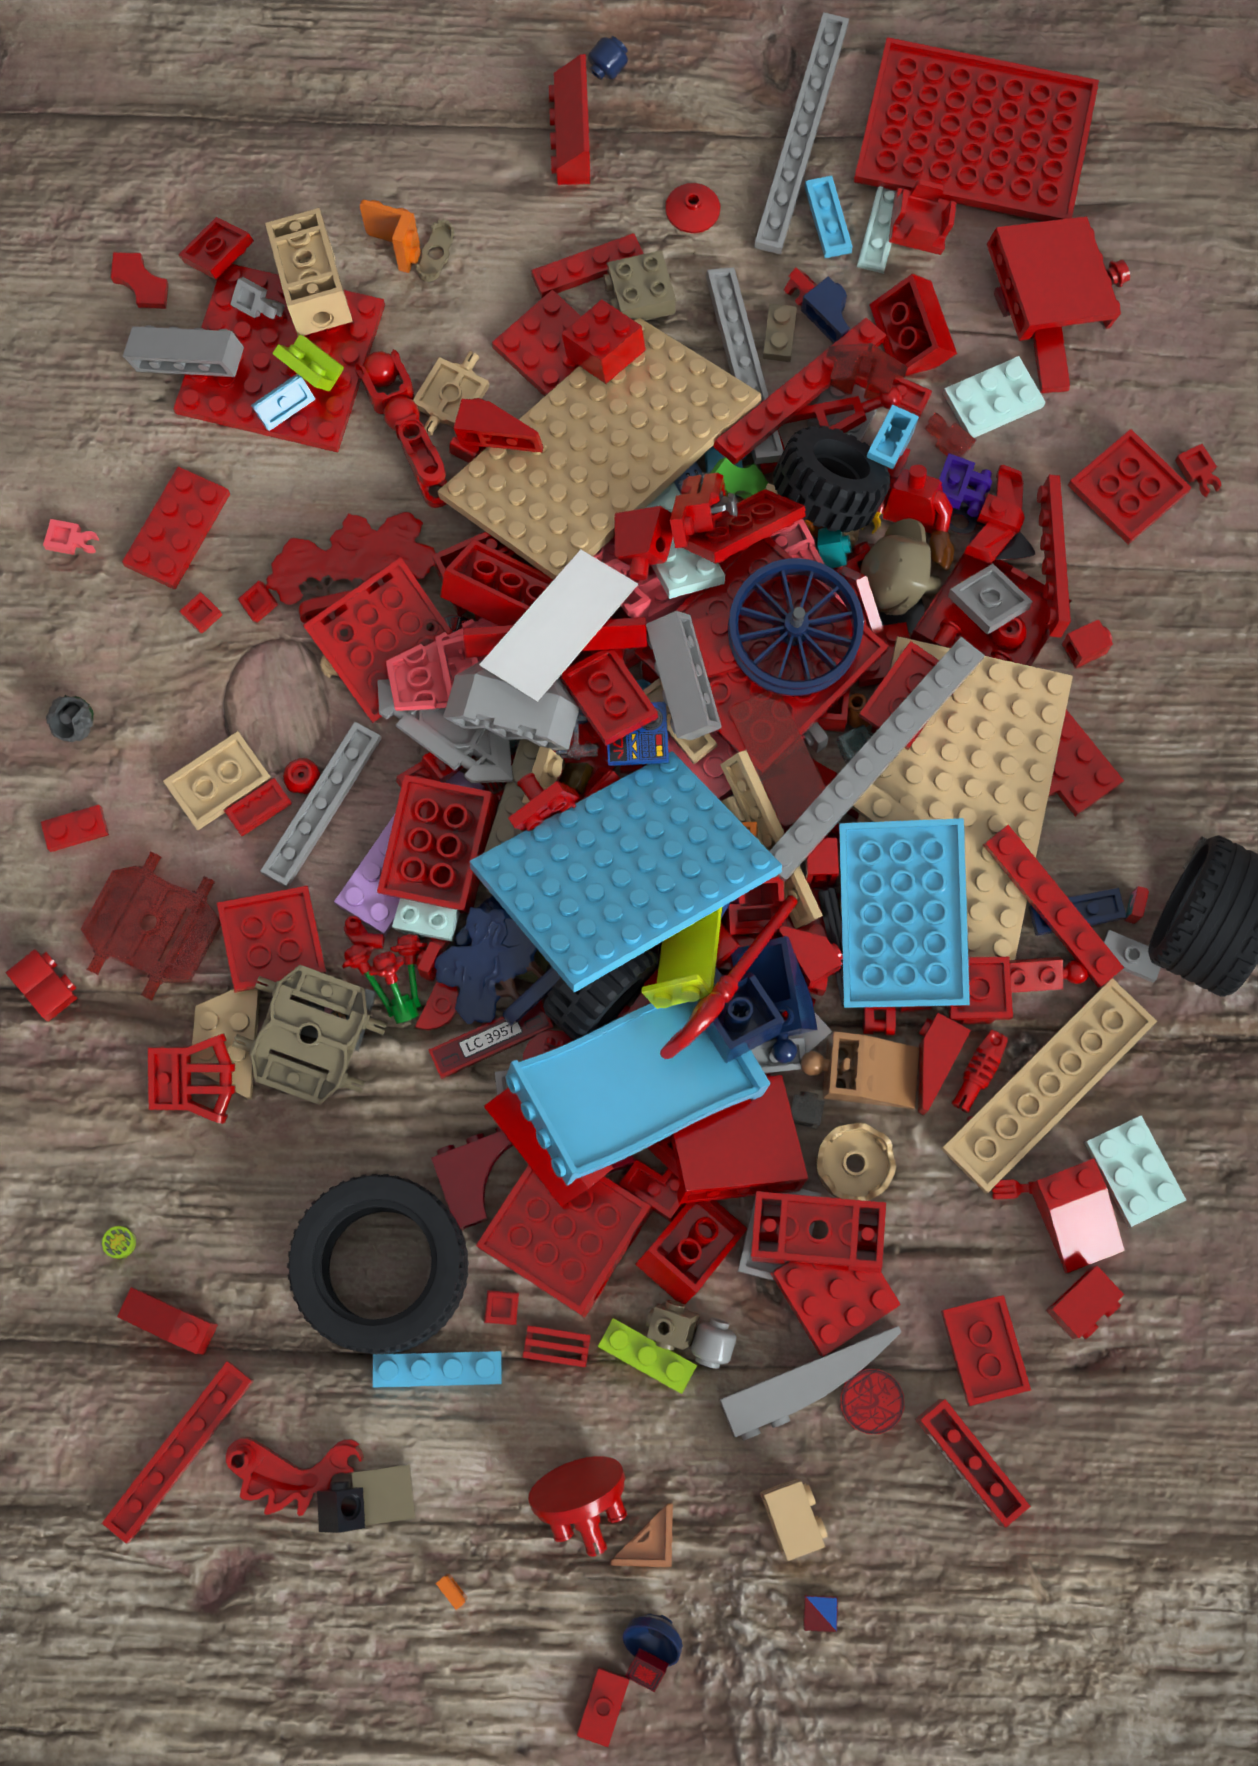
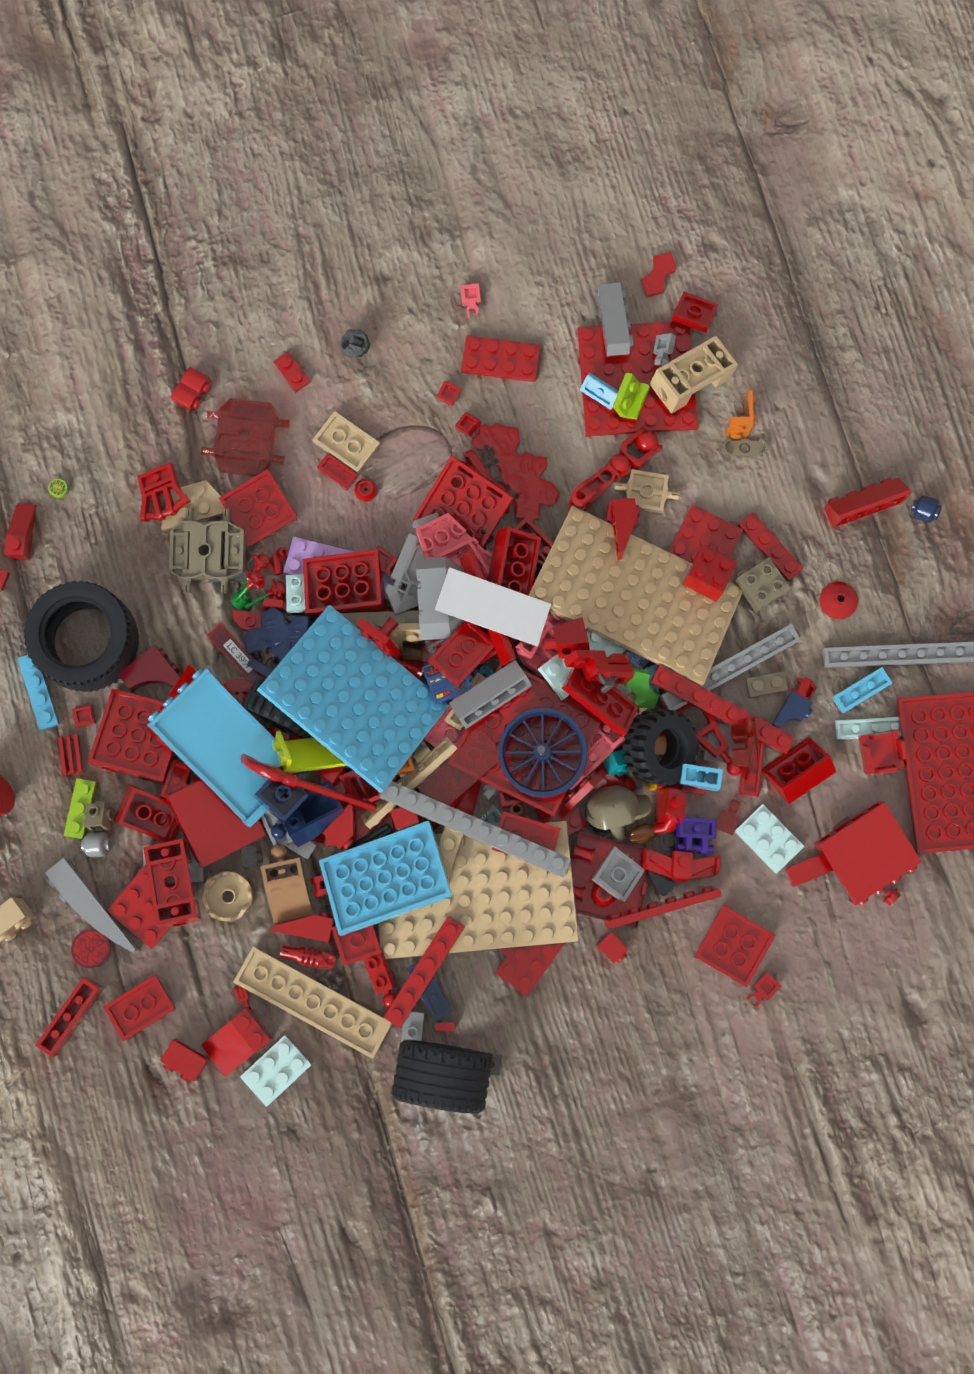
camera: 75 degrees right, 5 degrees up
(321, 805) = (351, 507): light grey plate -> none

